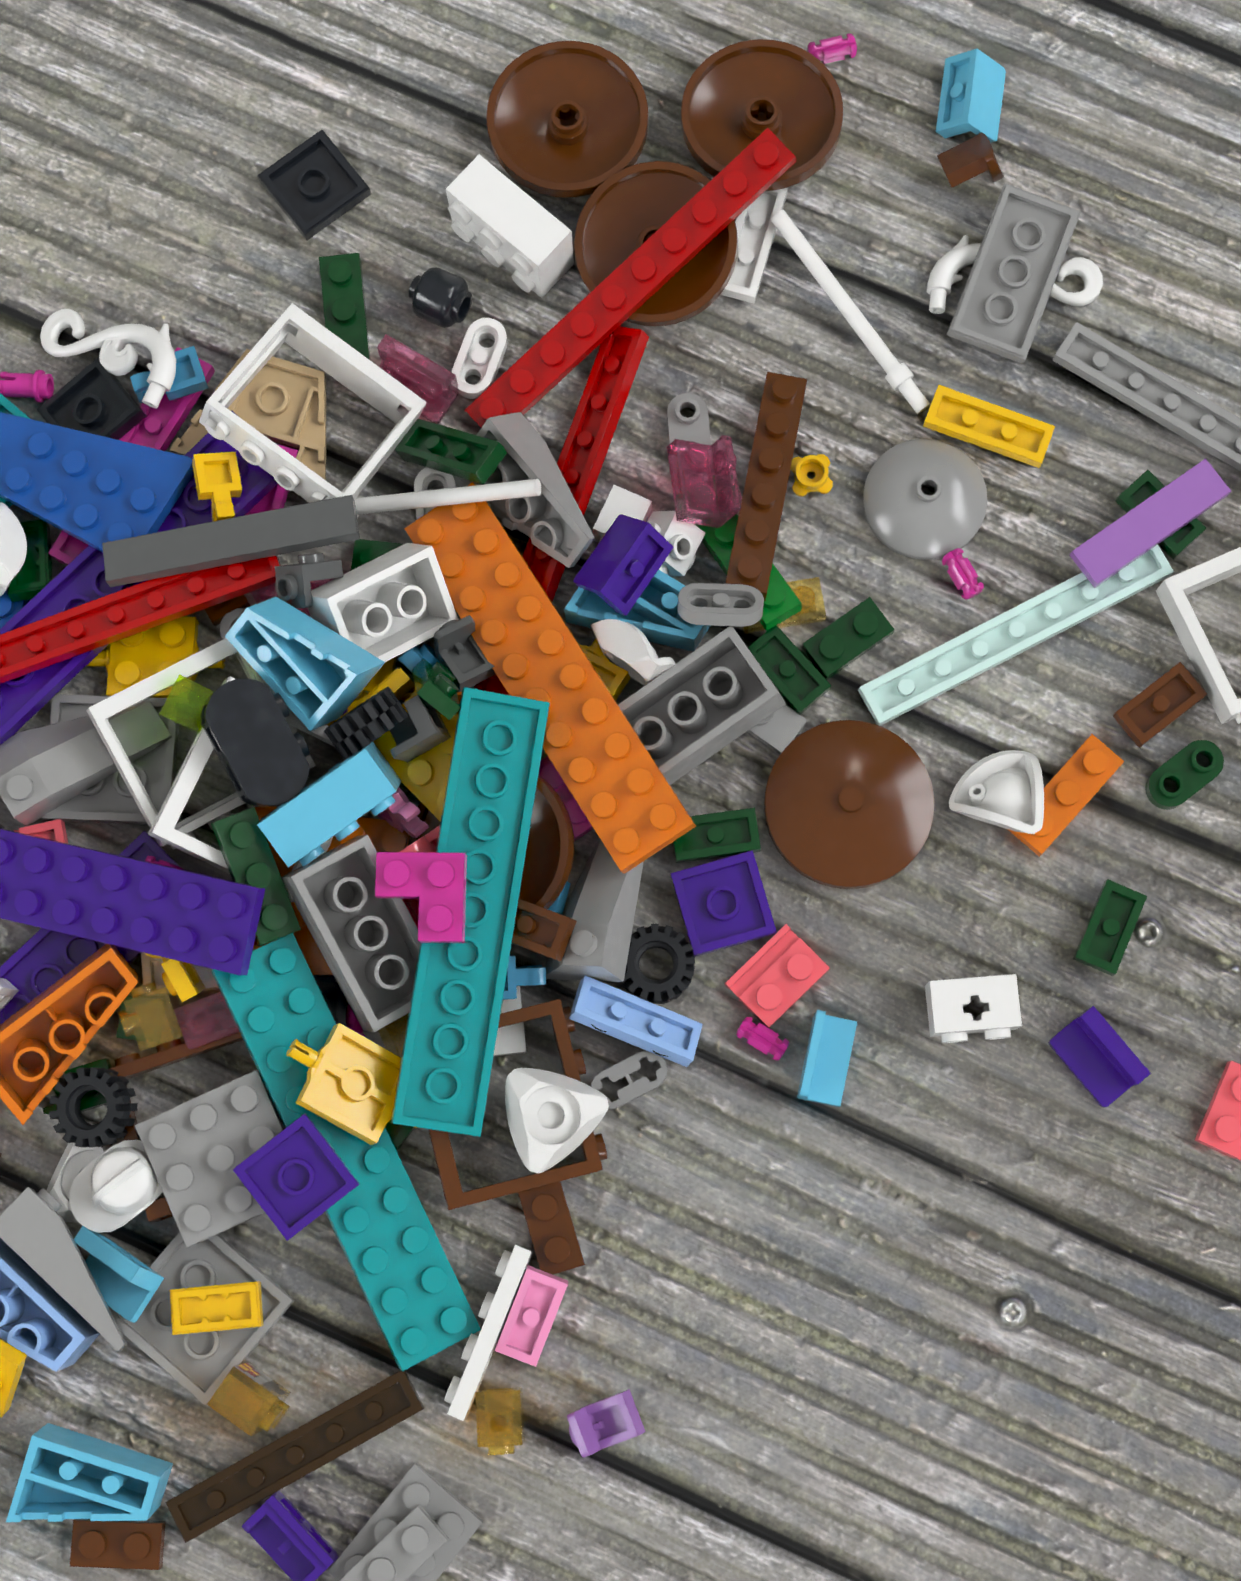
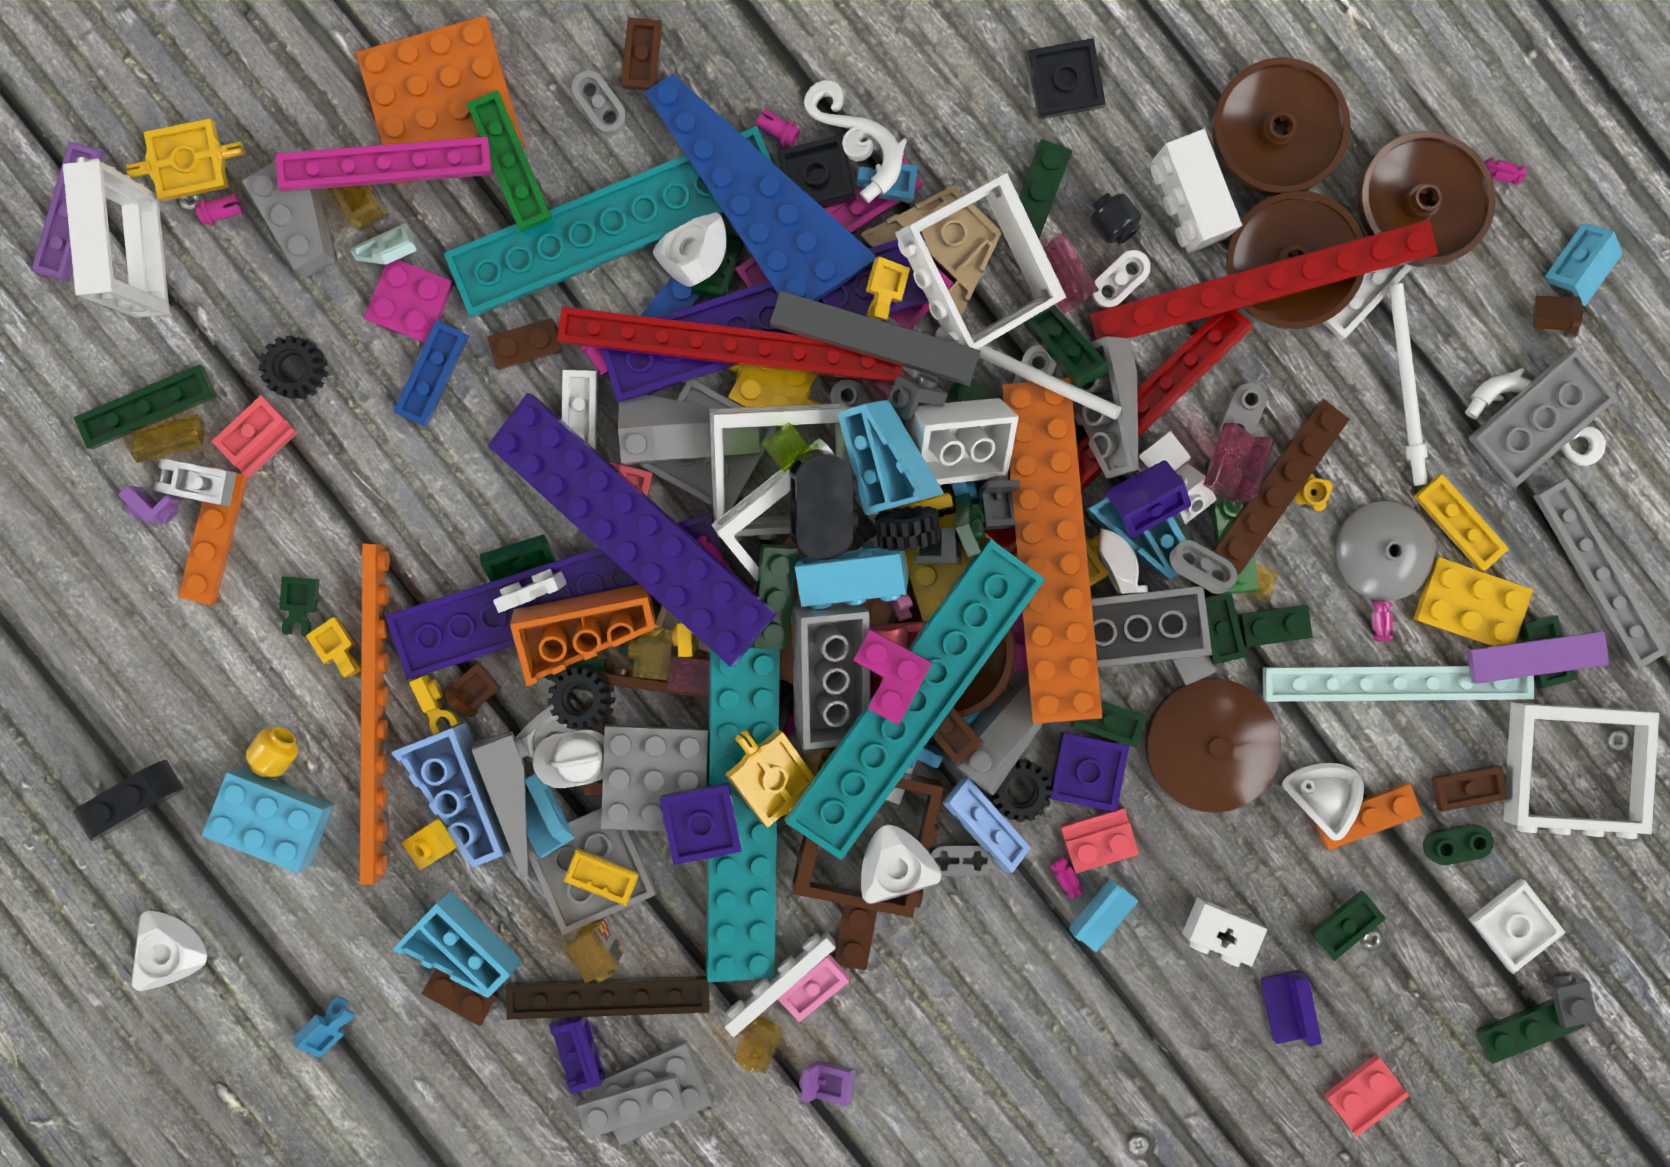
camera: 20 degrees right, 10 degrees up
(1050, 505) = (1472, 604): none -> yellow plate

